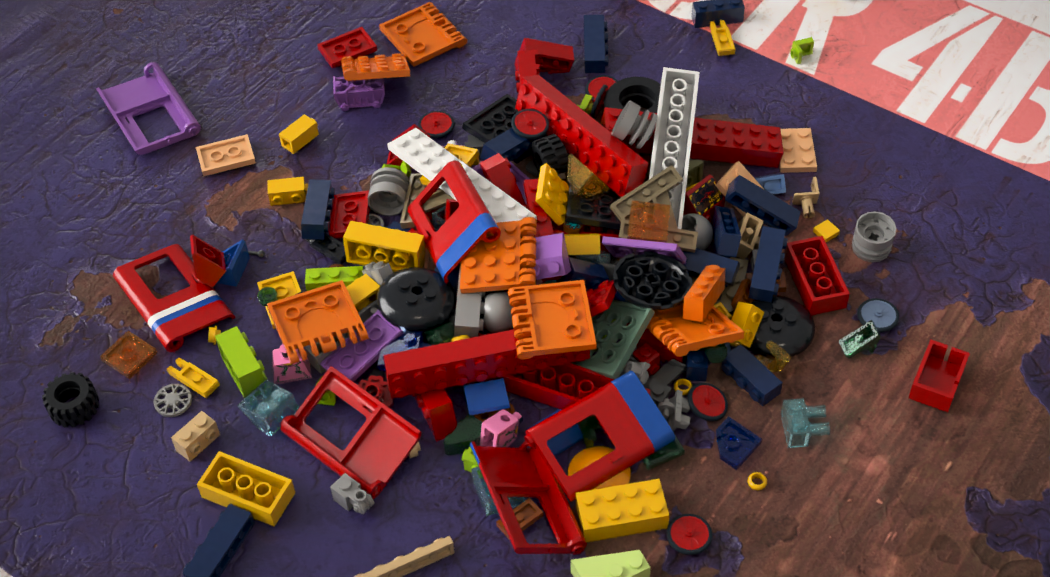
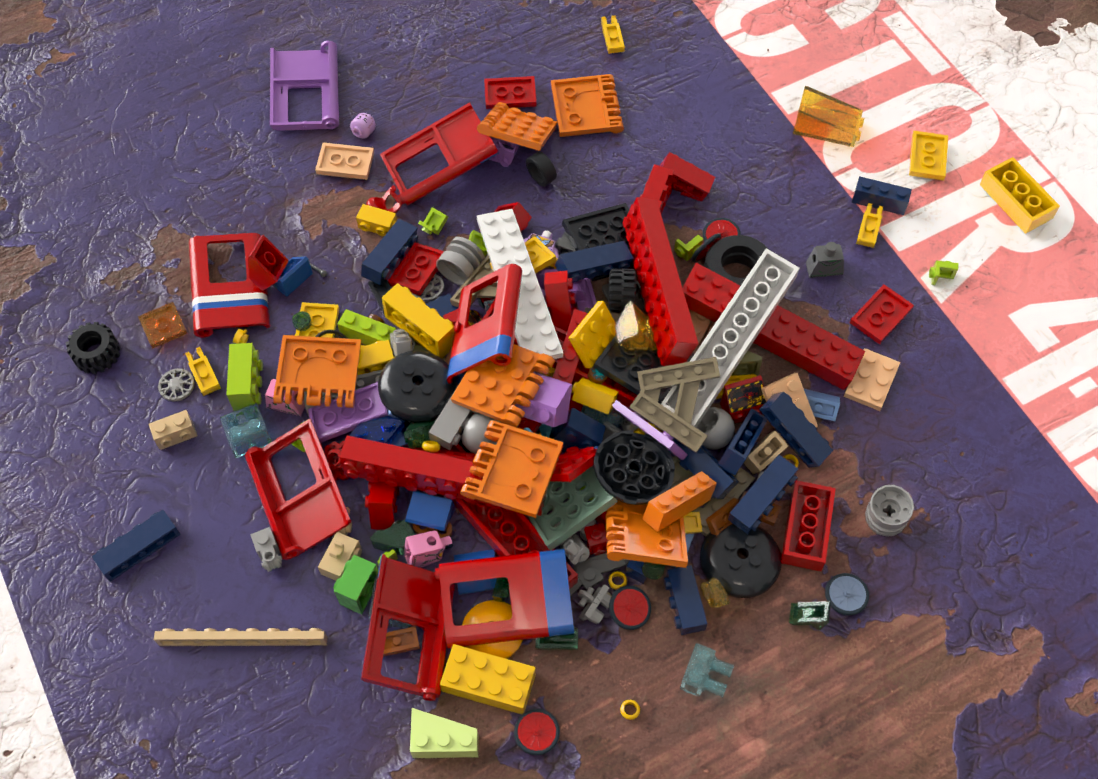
camera: 25 degrees right, 10 degrees up
(225, 120) = (362, 125): none -> lavender head
(247, 487) = (185, 501): yellow brick -> none
(280, 175) = (381, 202): none -> red piece
(299, 134) = (417, 166): yellow brick -> none
(327, 96) = (459, 143): none -> red piece
(341, 172) = (434, 222): none -> lime bracket
(420, 88) = (541, 168): none -> black tyre
(424, 473) = (338, 553): none -> tan brick
(437, 124) = (546, 207): red wheel -> none
(455, 484) = (356, 584): none -> bright green brick
(530, 124) = (618, 249): red wheel -> none
(595, 44) = (740, 182): dark blue brick -> none
(635, 125) = (707, 297): light grey wheel -> none
(648, 221) = (662, 406): clear orange plate -> none
(710, 73) = (826, 261): none -> dark grey torso
(735, 442) = (631, 661): clear blue plate -> none
(748, 319) = (706, 546): yellow brick -> none
(773, 98) = (881, 314): none -> red plate
(807, 199) = (848, 440): tan bracket -> none
(827, 230) = (850, 480): yellow tile -> none
(938, 379) = (864, 688): red piece -> none

